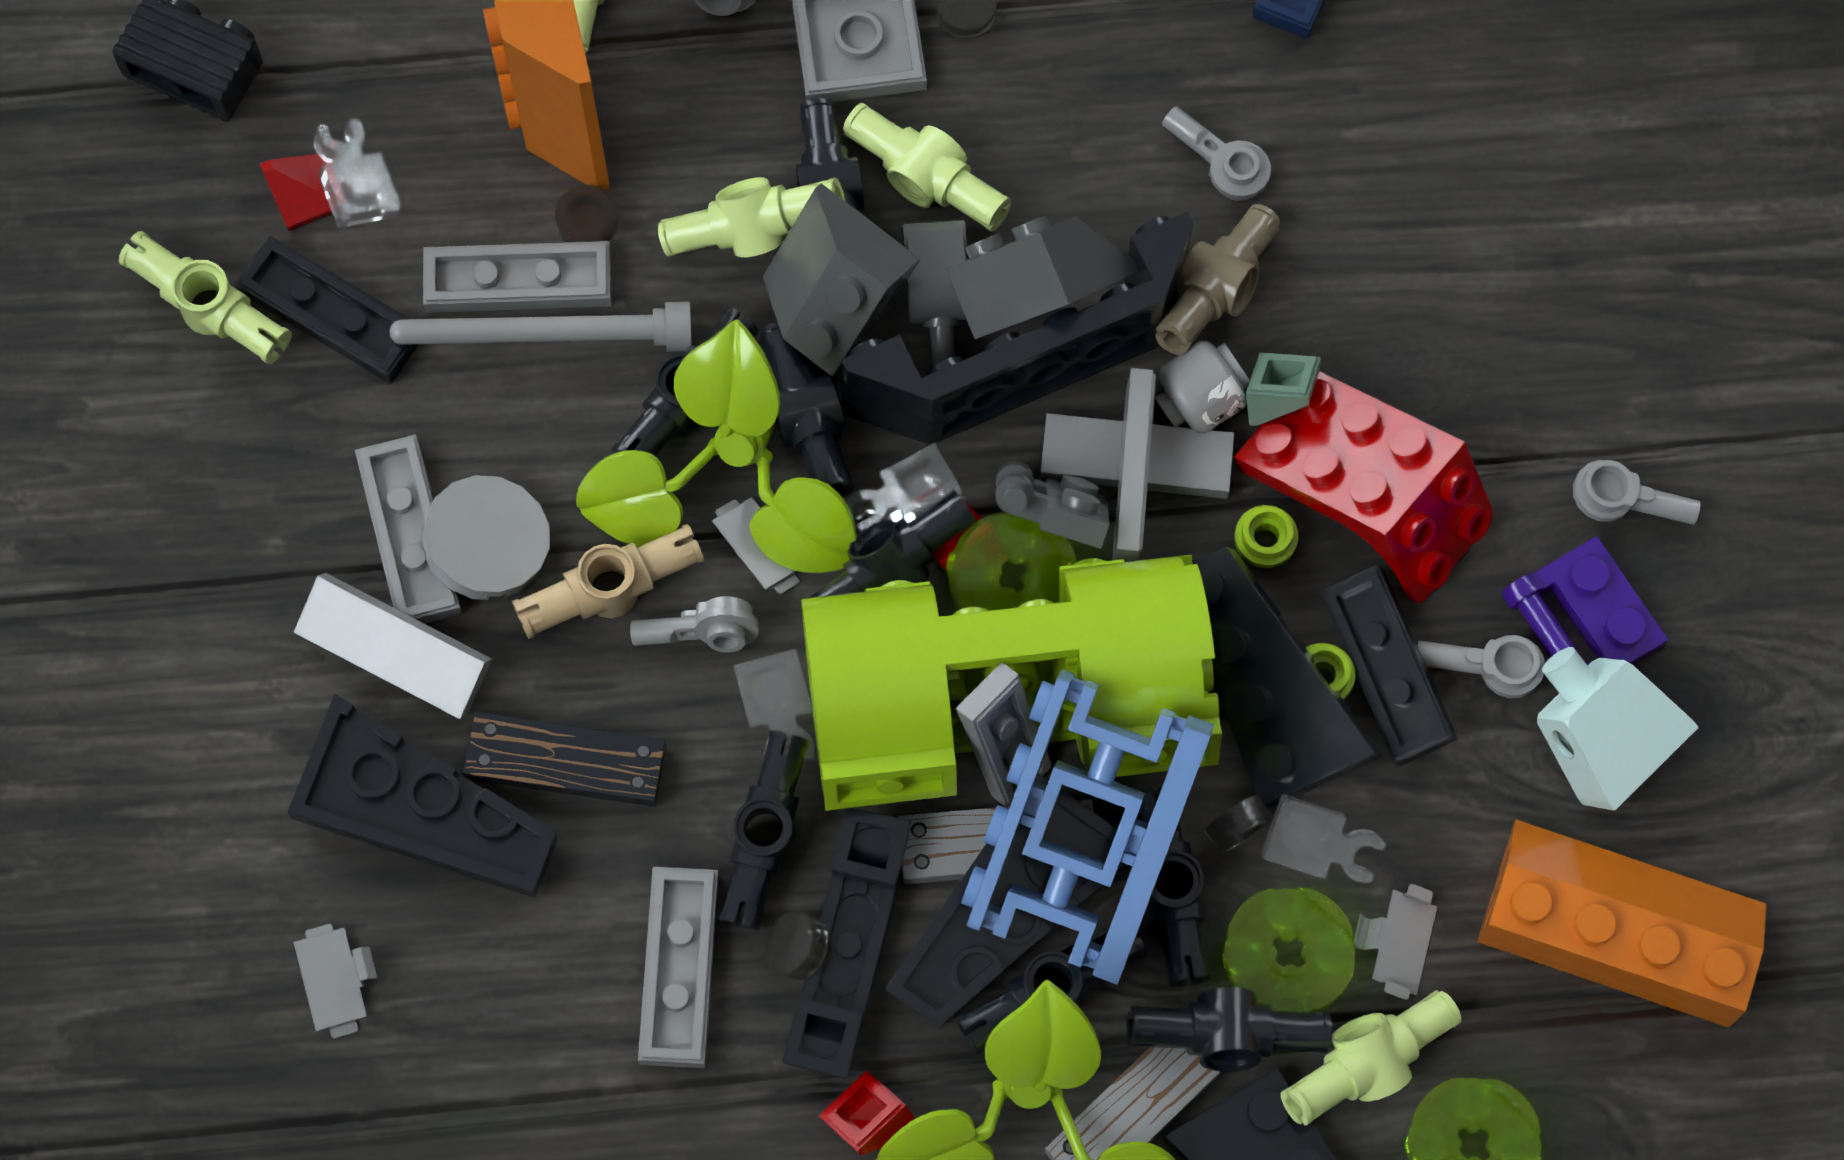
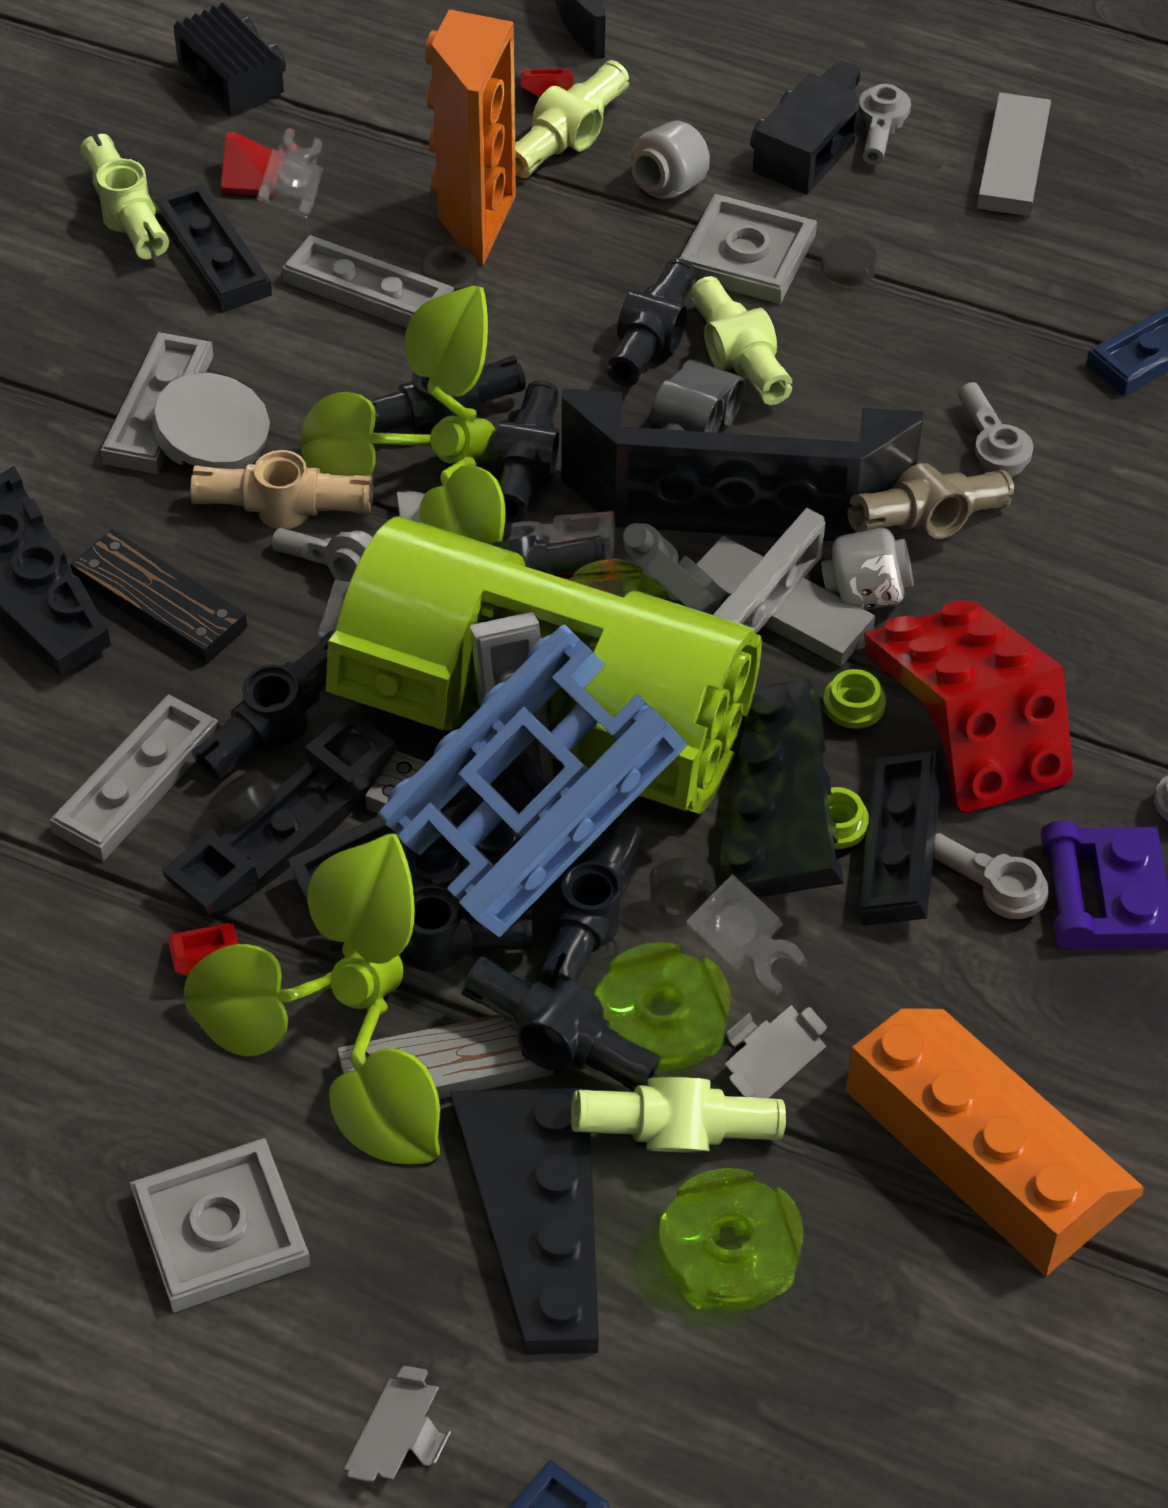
camera: 30 degrees right, 20 degrees down
(392, 645) = (85, 460): tile -> none
(665, 327) = (324, 301): light grey piece -> none
(743, 216) = (573, 305): yellowish green pin -> none
(834, 279) = (613, 352): dark grey slope -> none
(1035, 272) = (771, 396): dark grey slope -> none
(1280, 385) = (931, 588): sand green slope -> none
(1608, 726) = (1072, 957): light aqua torso -> none

